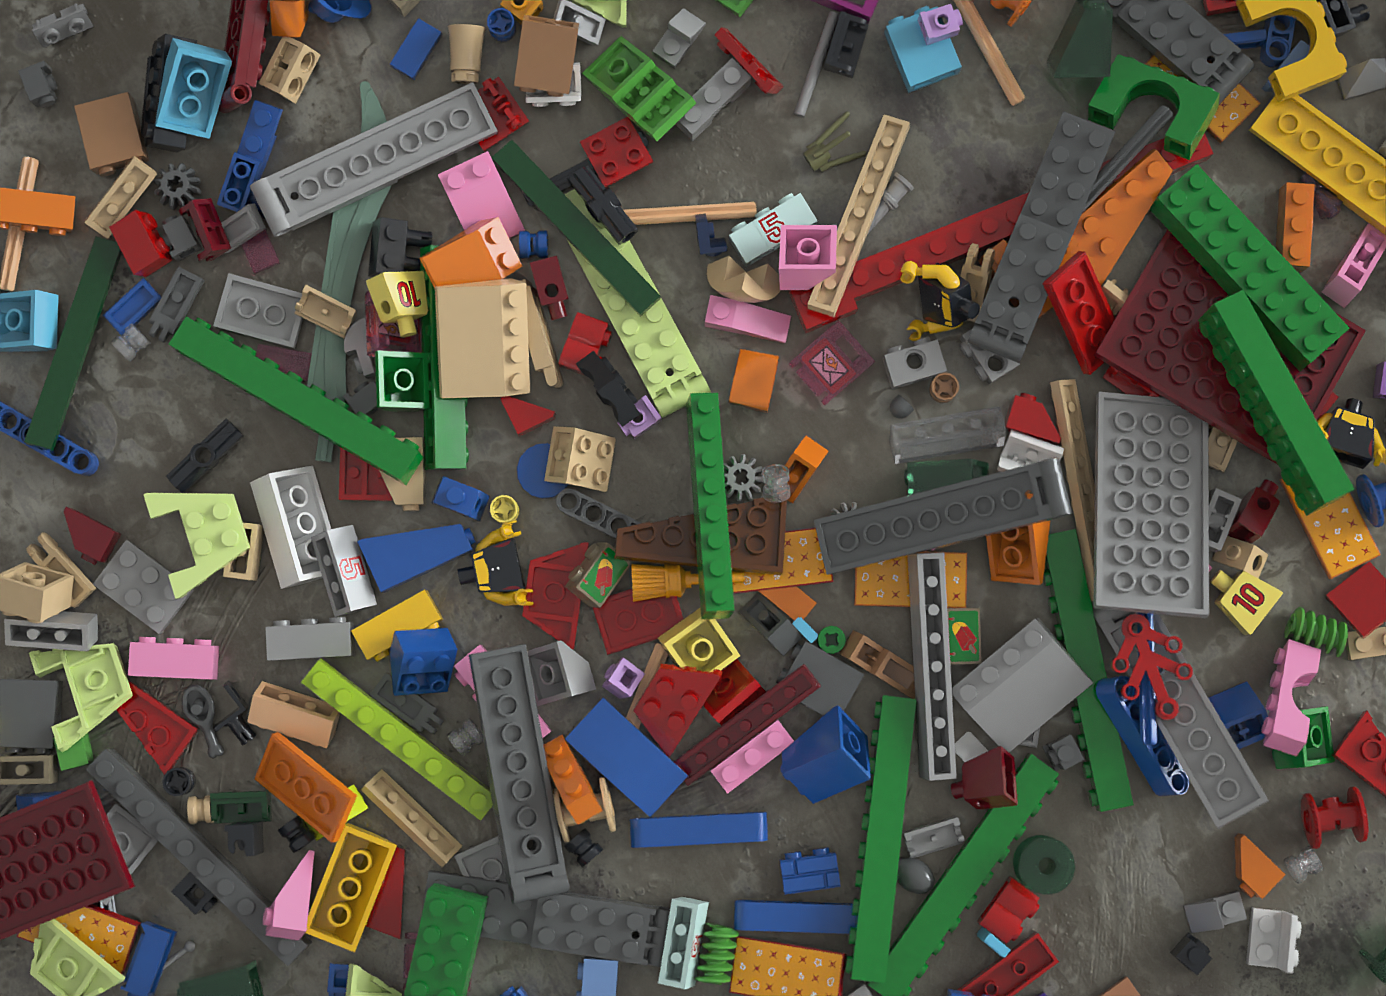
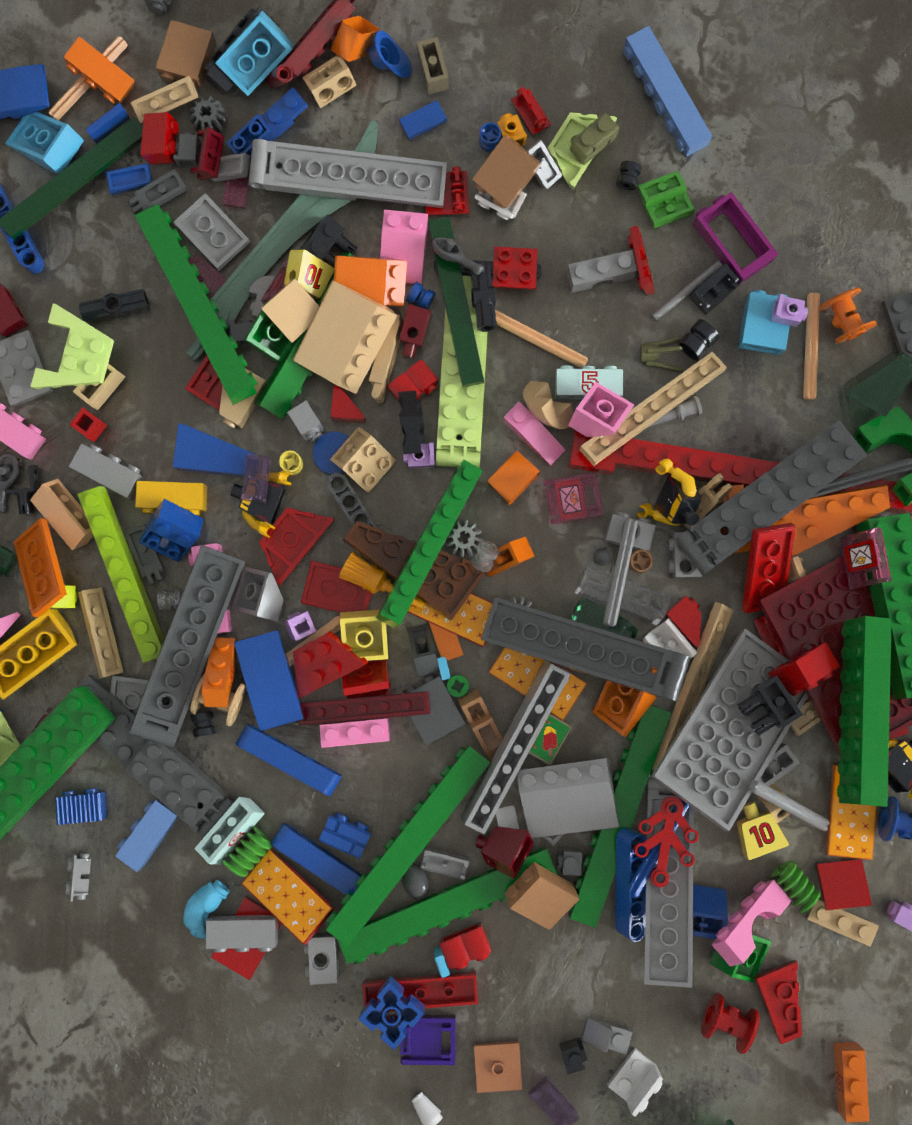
camera: 30 degrees right, 0 degrees up
(72, 260) = (107, 123): none -> blue tile
(130, 342) = (112, 200): clear wheel -> none
(259, 602) = (88, 424): none -> red brick
(291, 515) = (145, 389): white slope -> none
(293, 828) = (15, 591): black wheel -> none
(325, 311) = (252, 256): tan hinge -> none
(343, 570) = (157, 438): light grey brick -> none
(388, 907) = (50, 679): red wing -> none
(409, 345) = (291, 310): none -> tan tile
(460, 498) = (266, 437): blue torso -> none
(465, 52) = (455, 140): tan plant -> none
(479, 550) = (256, 478): none -> clear purple hinge
(496, 455) = (306, 422): none -> light grey brick
(538, 177) = (451, 251): none -> dark grey piece
(597, 574) = (325, 544): brick -> none
(639, 88) = (556, 234): bright green slope -> none
(678, 38) = (605, 217): light grey slope -> none
(705, 233) = (541, 358): dark blue bracket -> none
(827, 757) = (405, 765): blue slope -> none
(862, 107) = (701, 337): none -> black wheel
(931, 412) = (620, 572): none -> light grey axle
(1055, 876) = (508, 944): clear green hose -> none
(1056, 806) = (541, 896): none -> medium nougat brick
(1175, 237) = (865, 553): none -> clear pink container
(1177, 449) = (777, 702): none -> black brick
(1187, 399) = (806, 669): none -> red brick
(1254, 868) = (652, 1023): orange slope -> none
(1255, 513) = (803, 778): dark red torso -> none
(1260, 550) = (789, 805): none -> light grey axle
(1305, 863) = (690, 1041): clear wheel -> none

